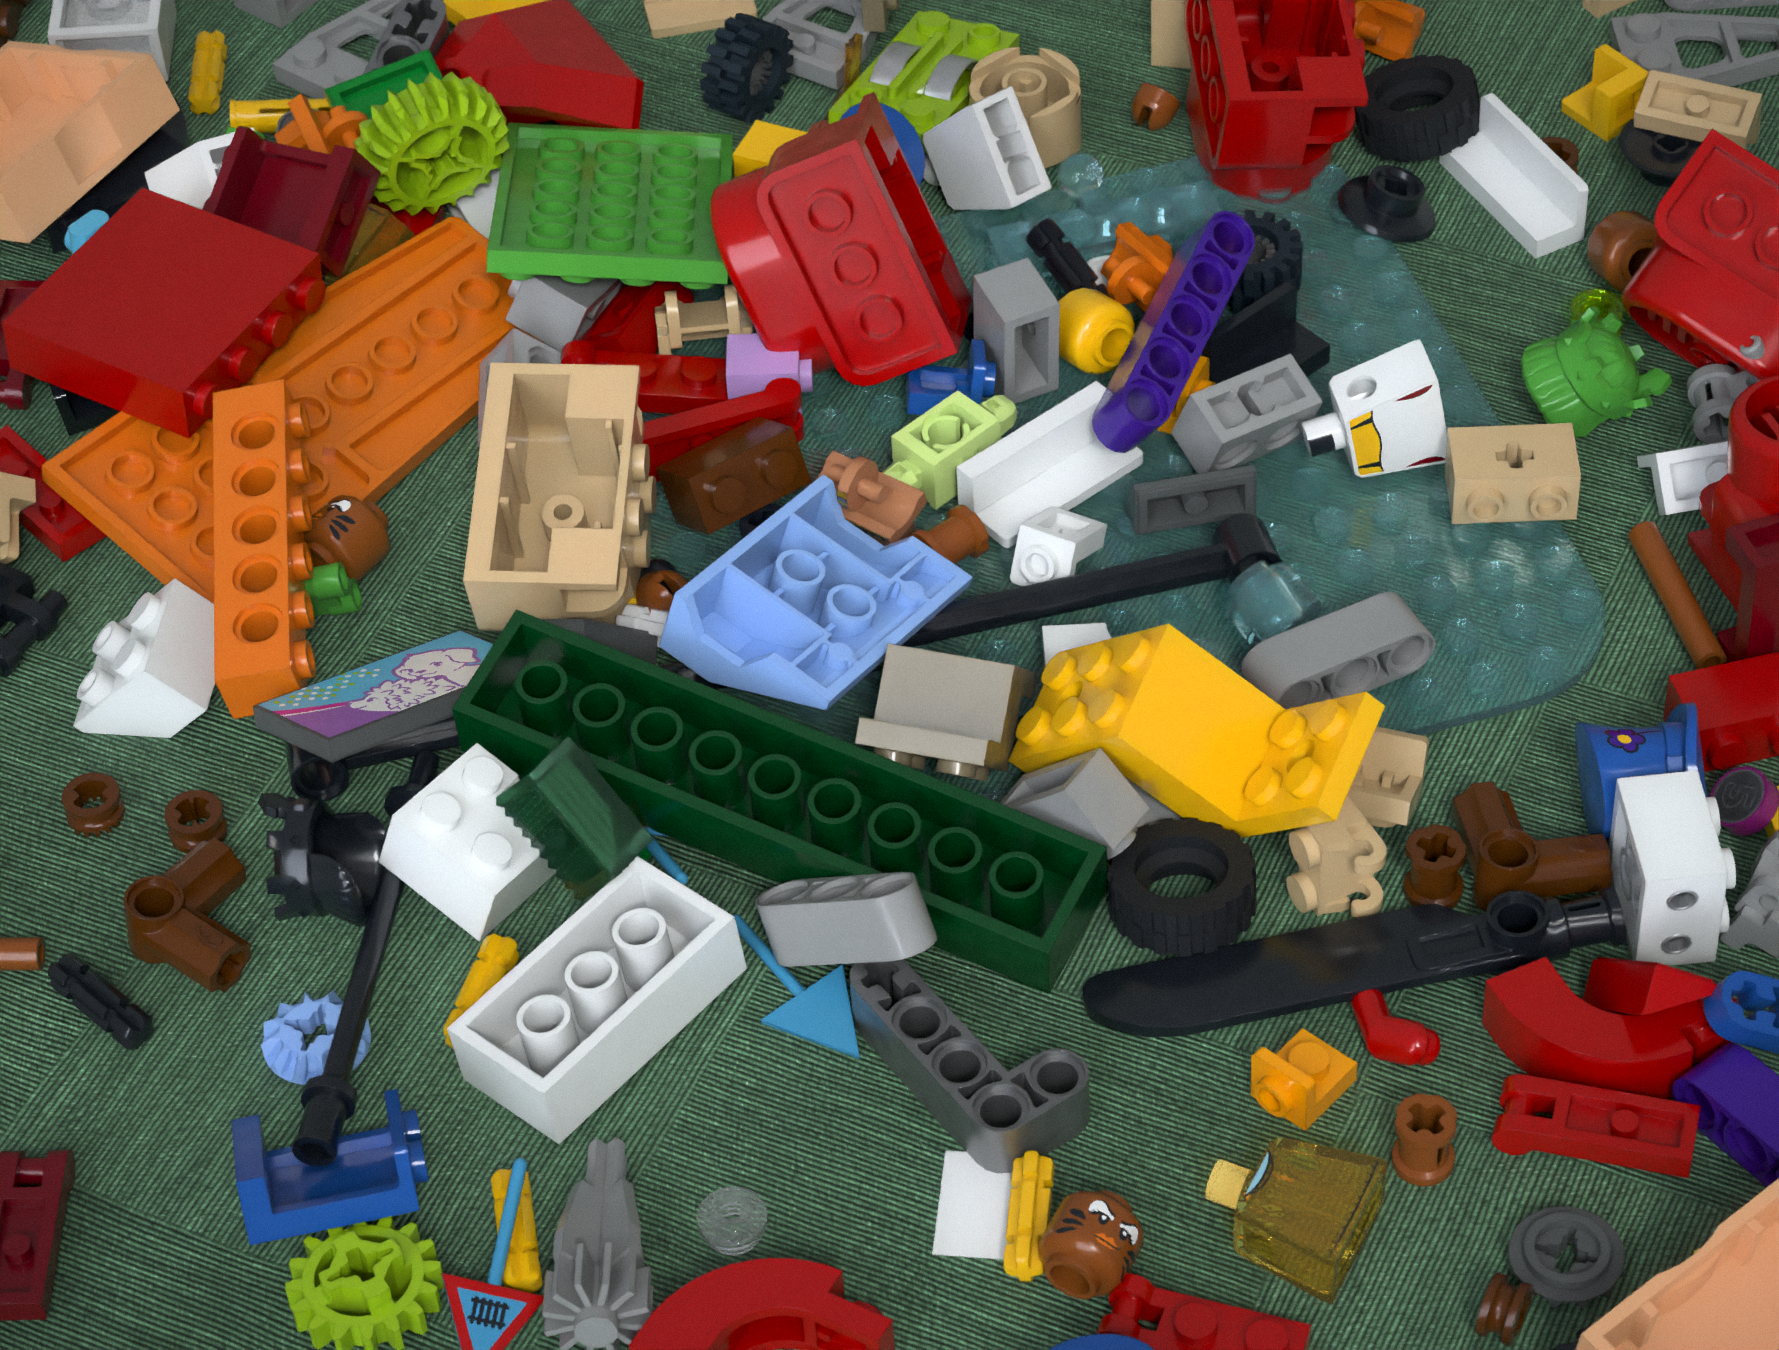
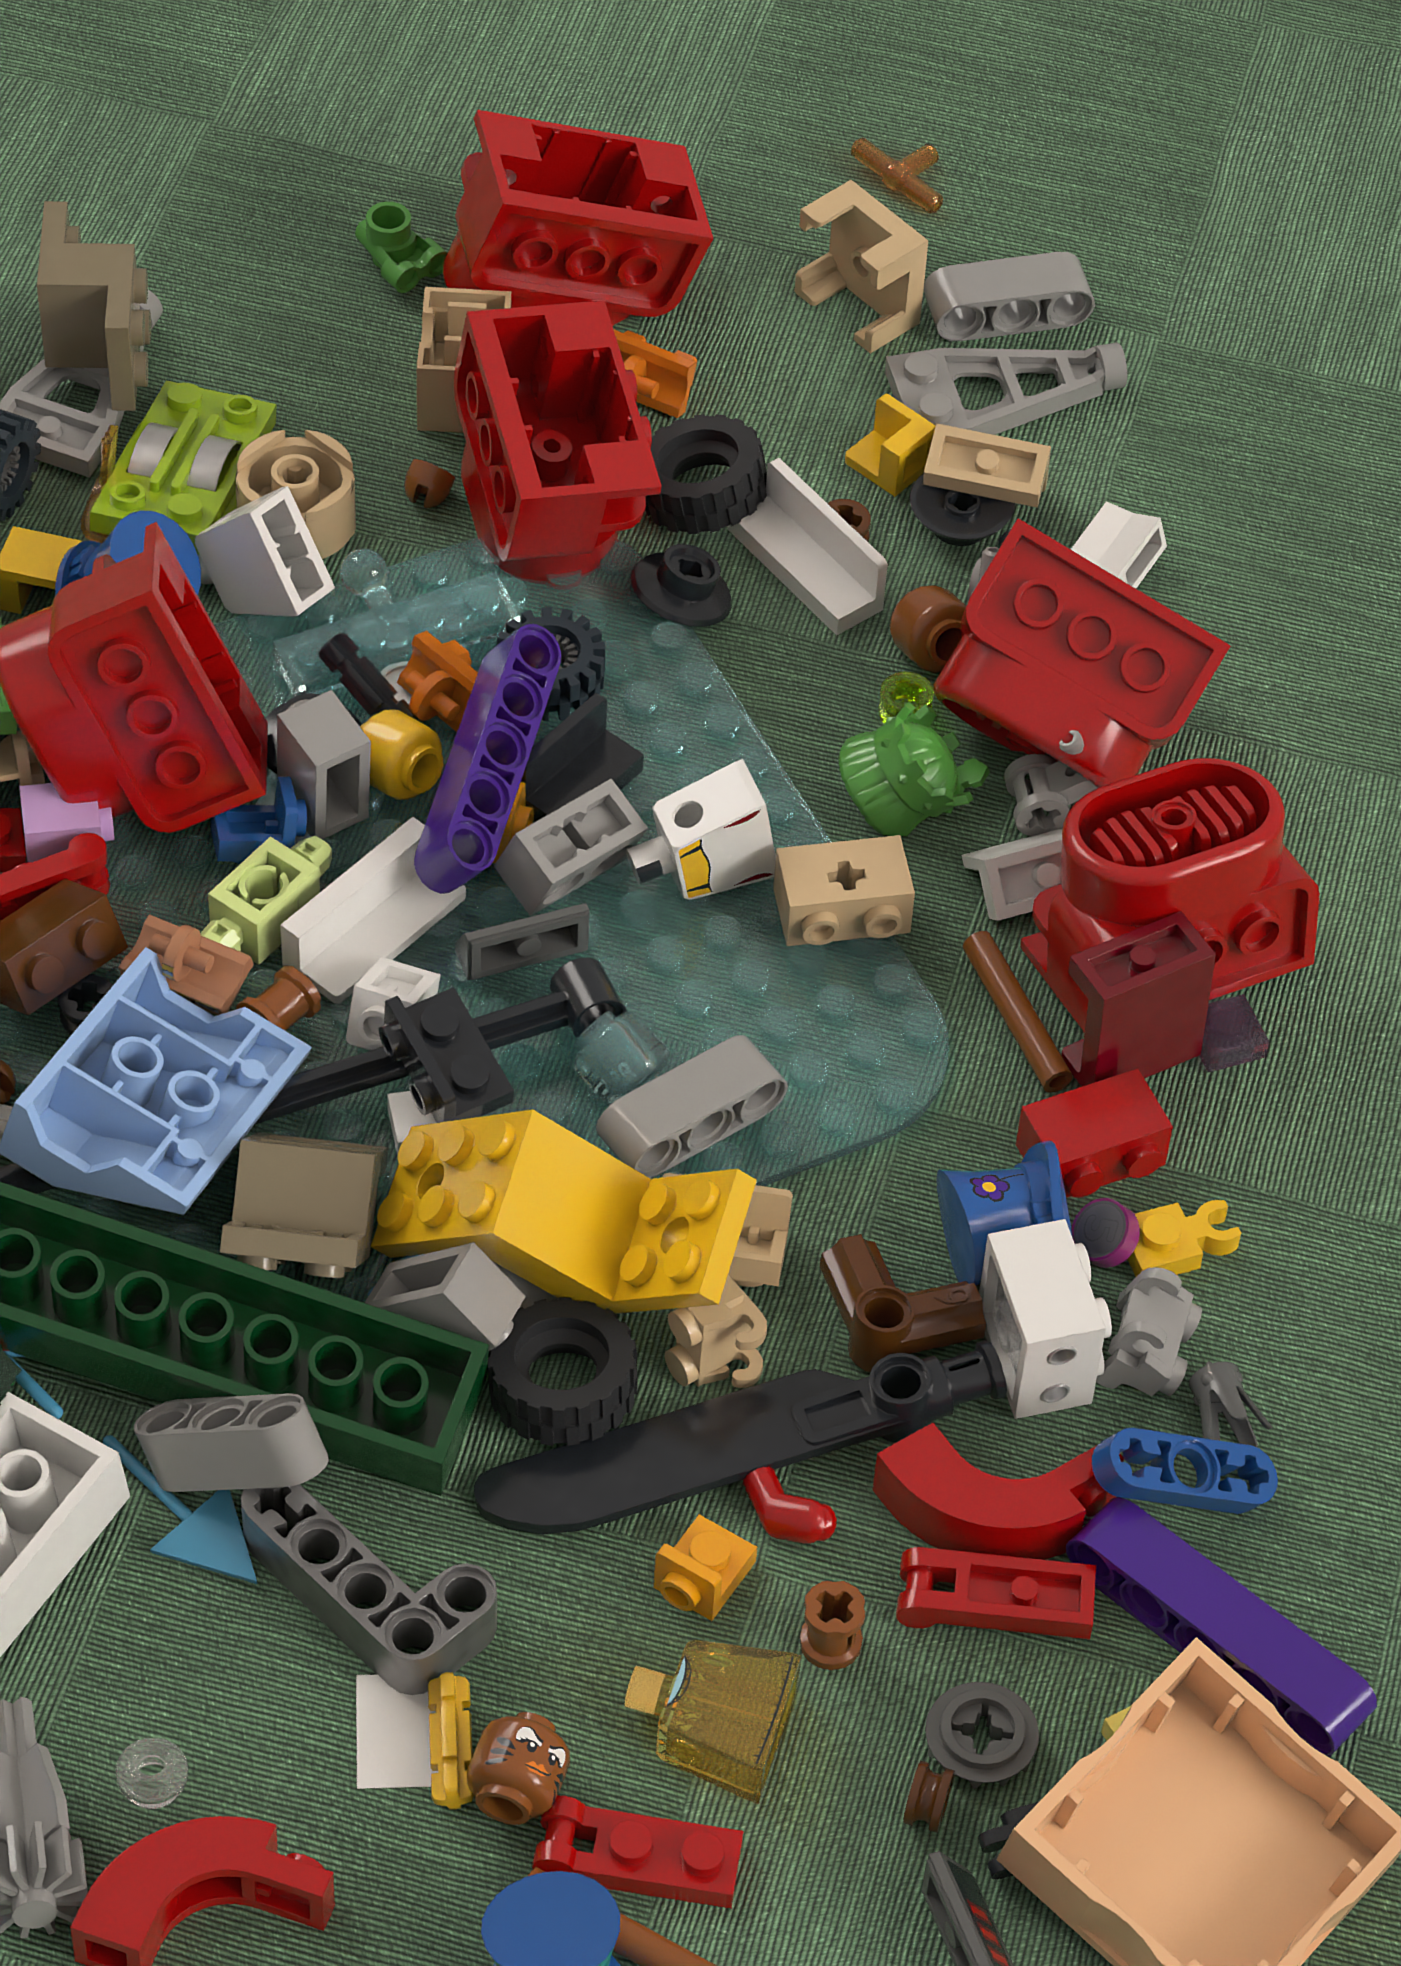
camera: 15 degrees left, 5 degrees up
(1096, 587) = (445, 1057): none -> black bracket
(1435, 859) = (811, 1330): reddish brown bush -> none
(1641, 986) = (1027, 1448): red slope -> none

